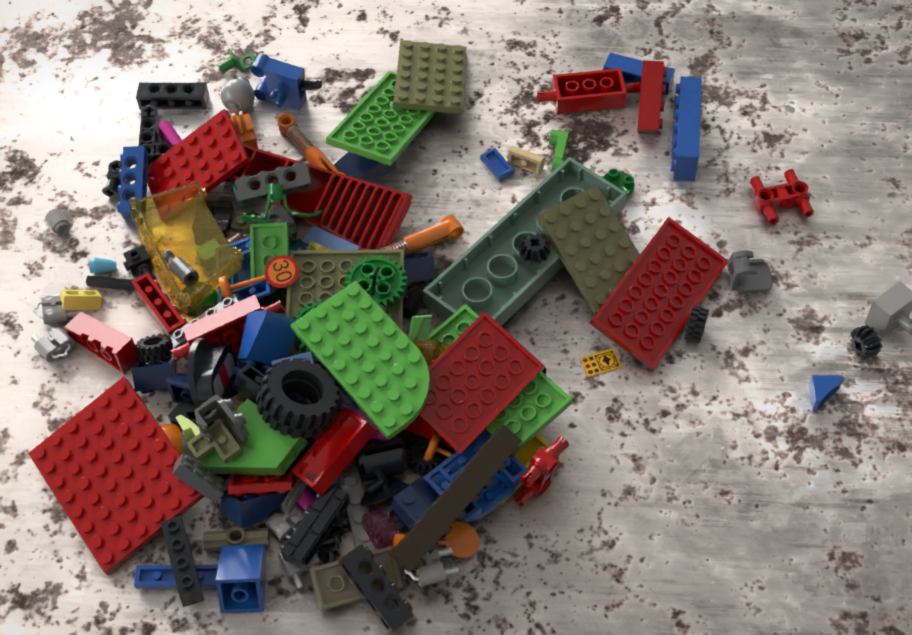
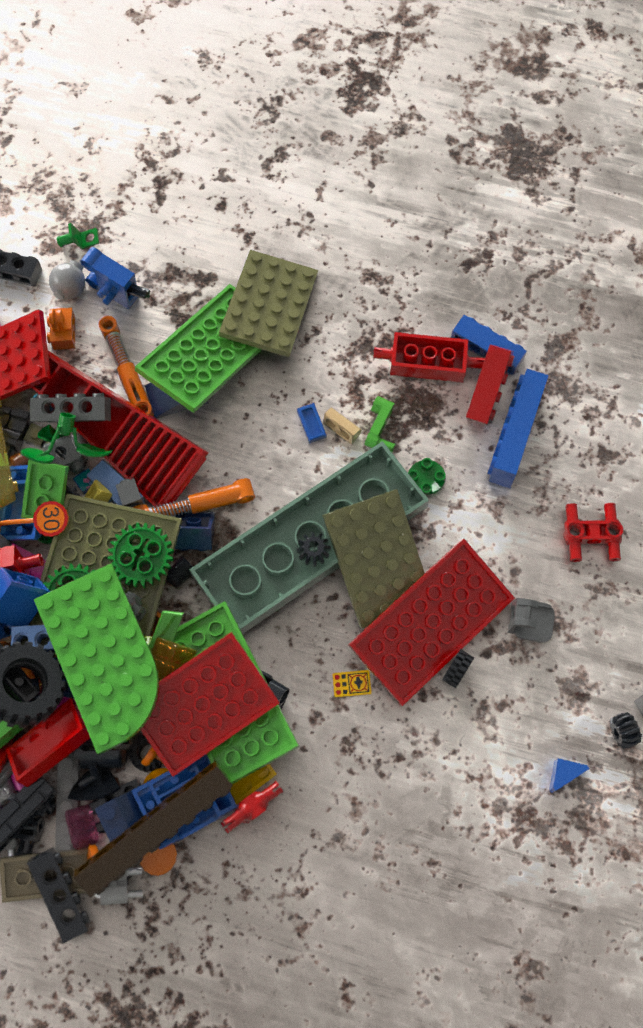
camera: 10 degrees right, 15 degrees up
(347, 241) = (129, 493): none -> dark grey brick

